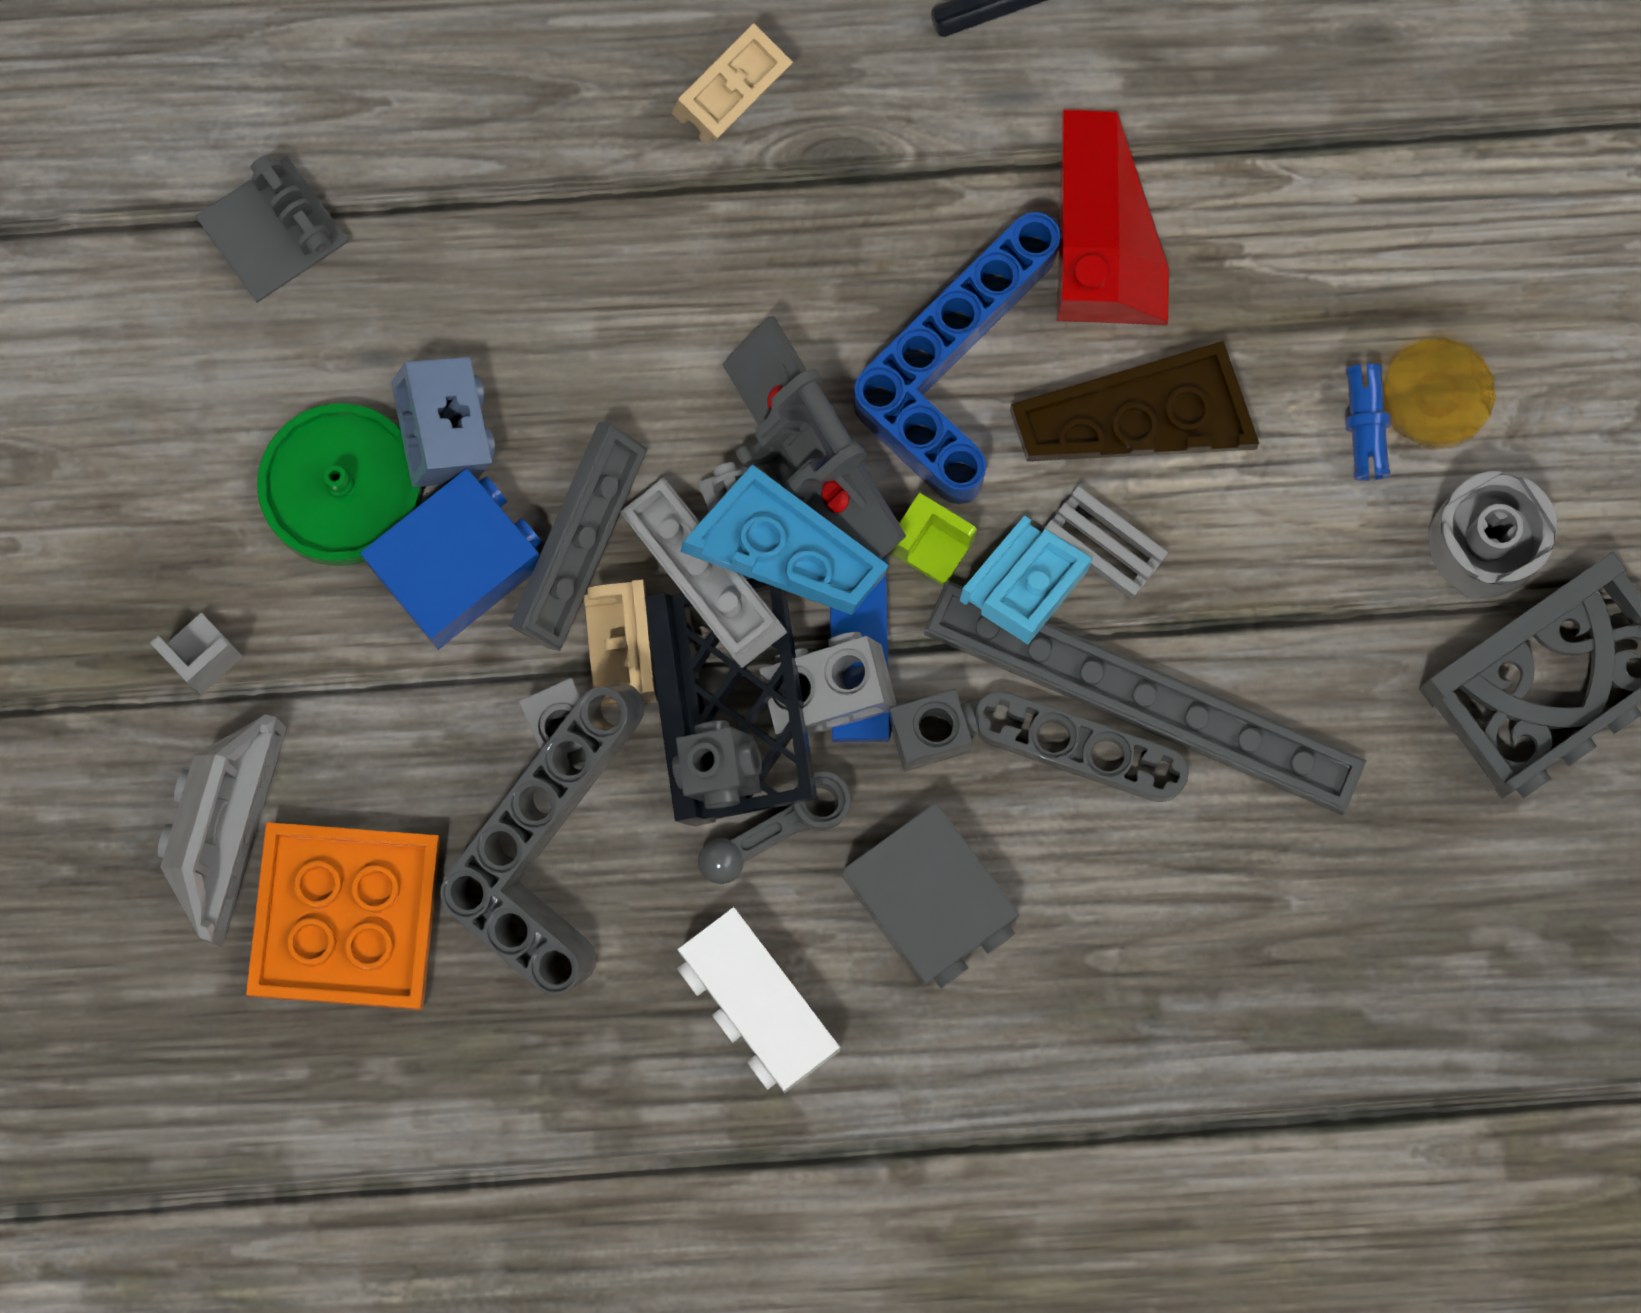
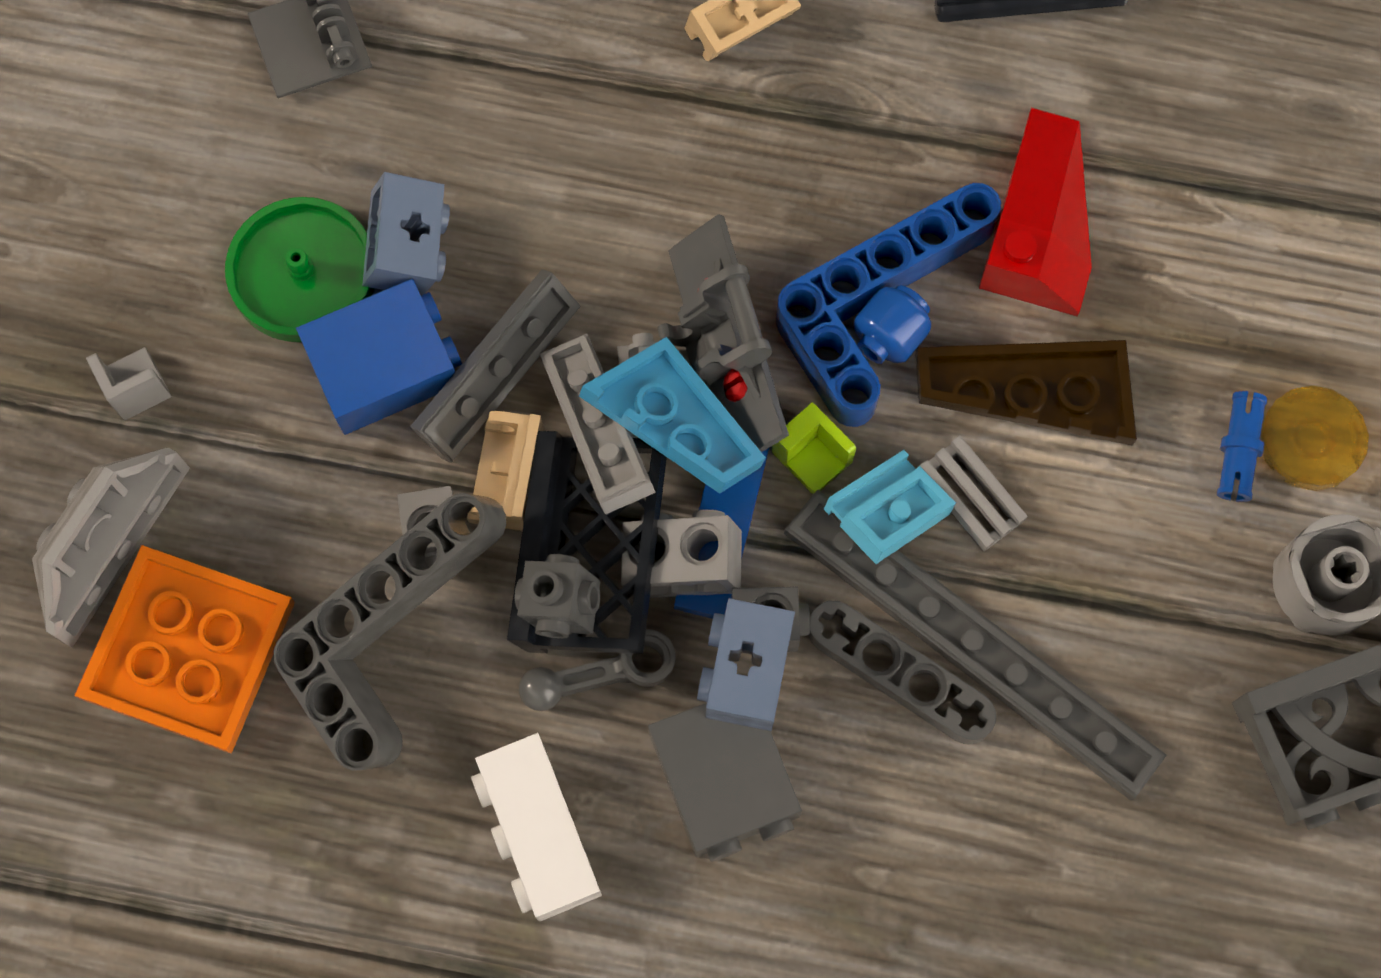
camera: 15 degrees right, 5 degrees down
(941, 751) = (755, 631): none -> sand blue brick
(979, 387) = (892, 324): none -> blue head

